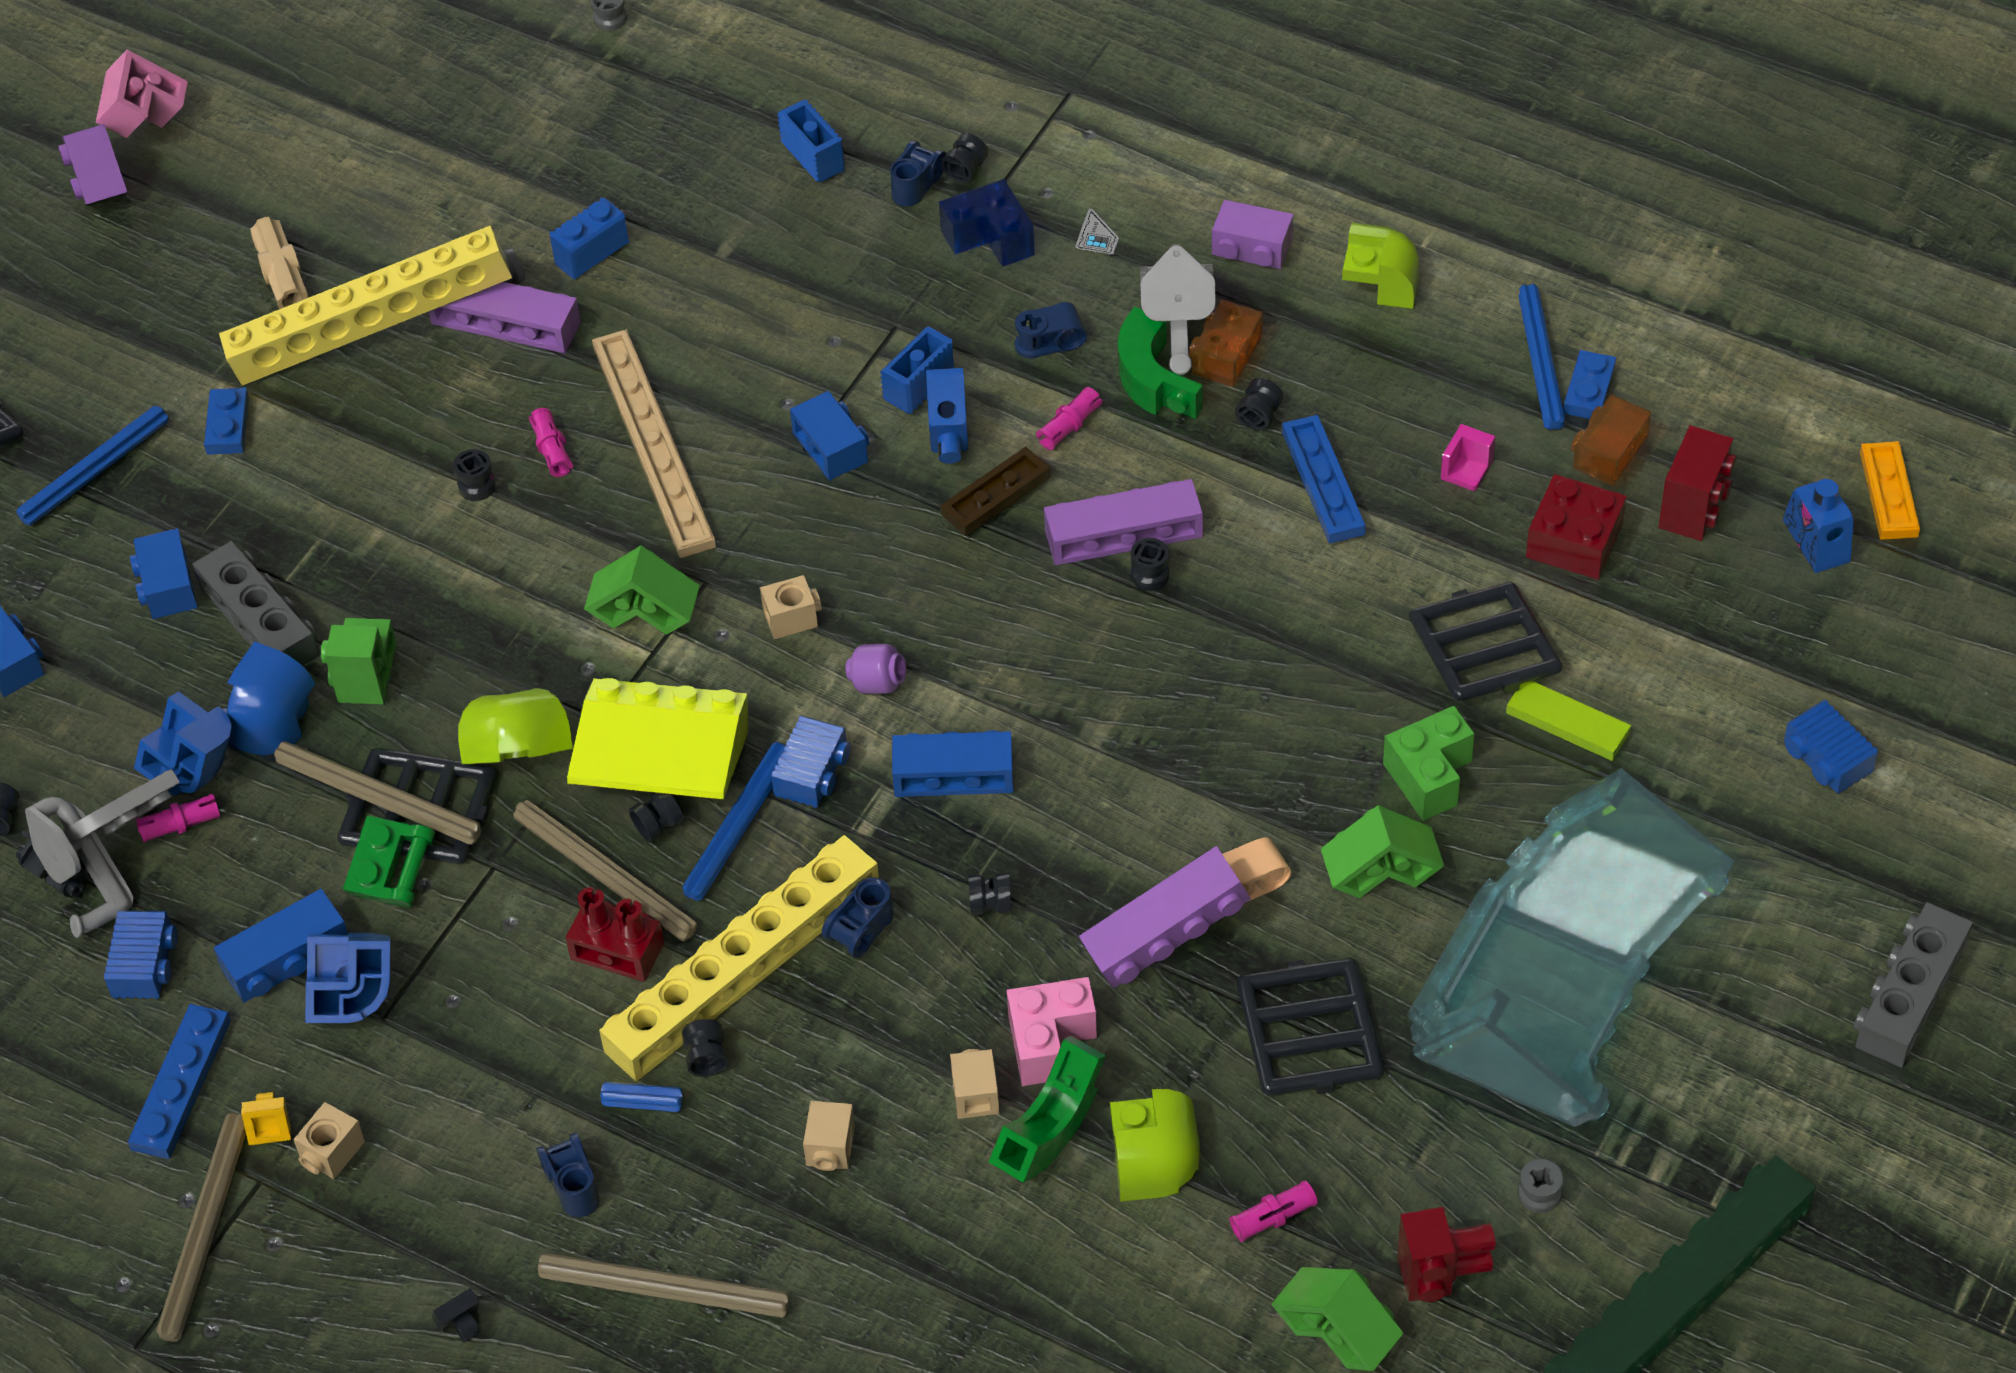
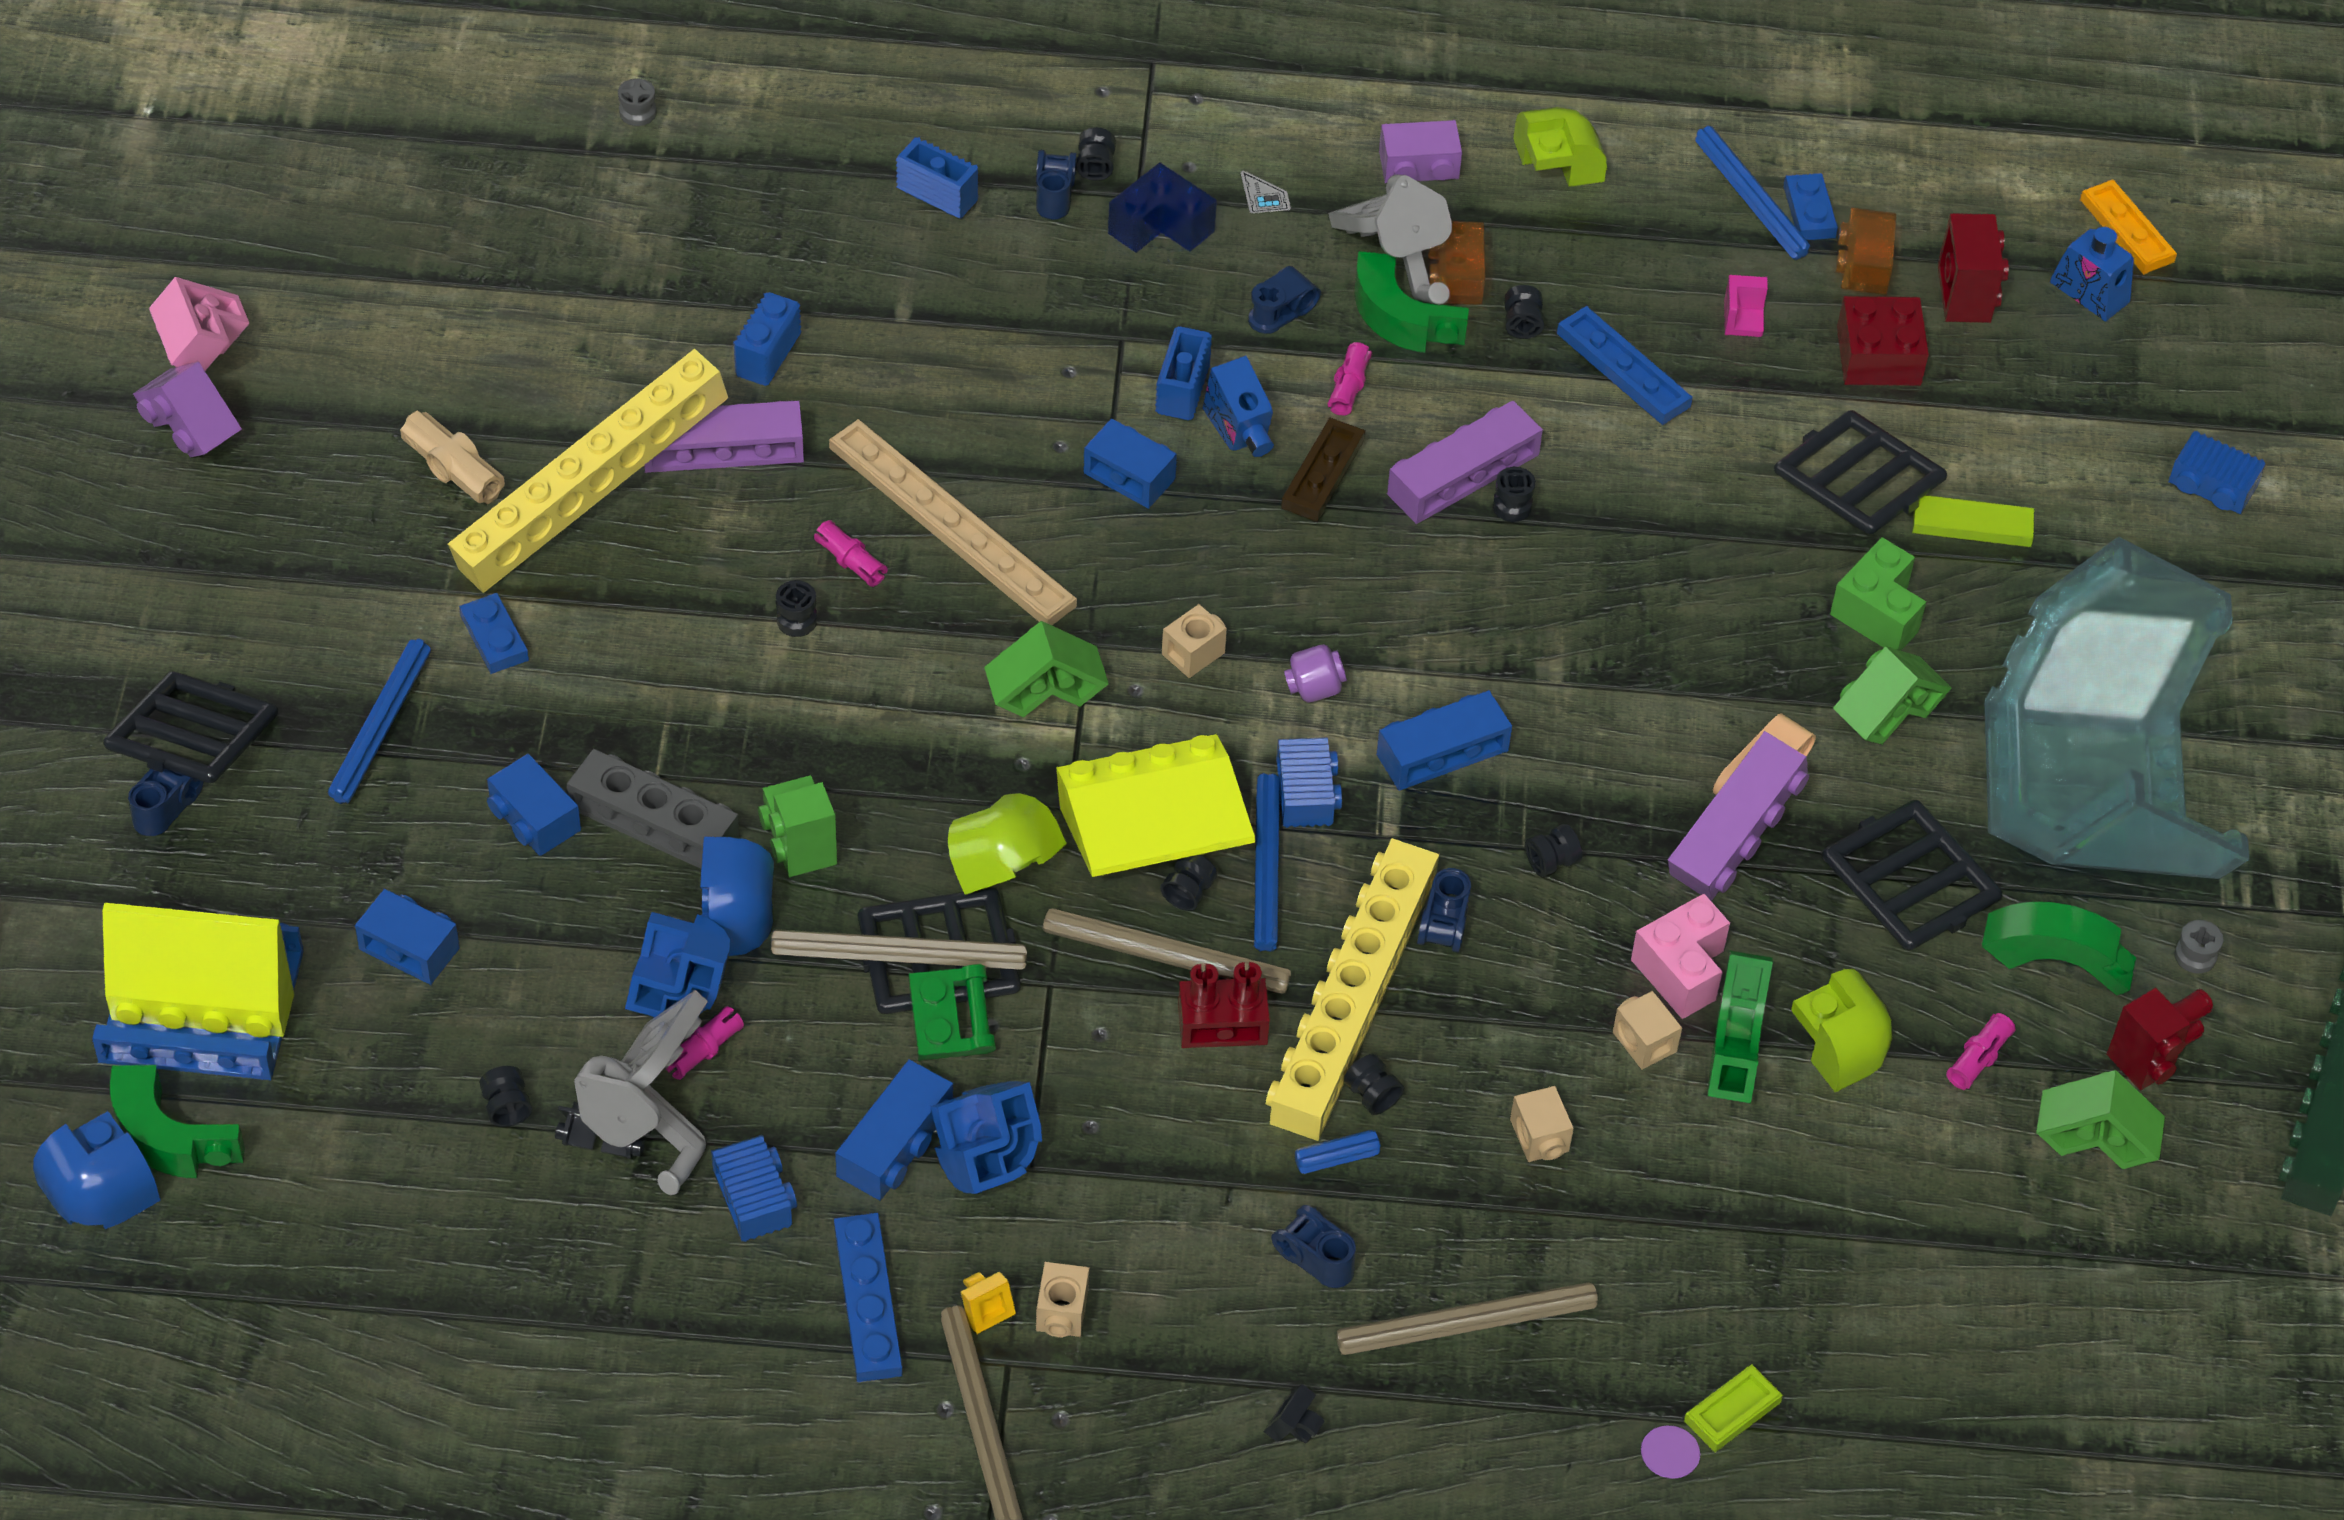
camera: 30 degrees left, 0 degrees up
(1408, 1131) = (2061, 933): none -> green arch

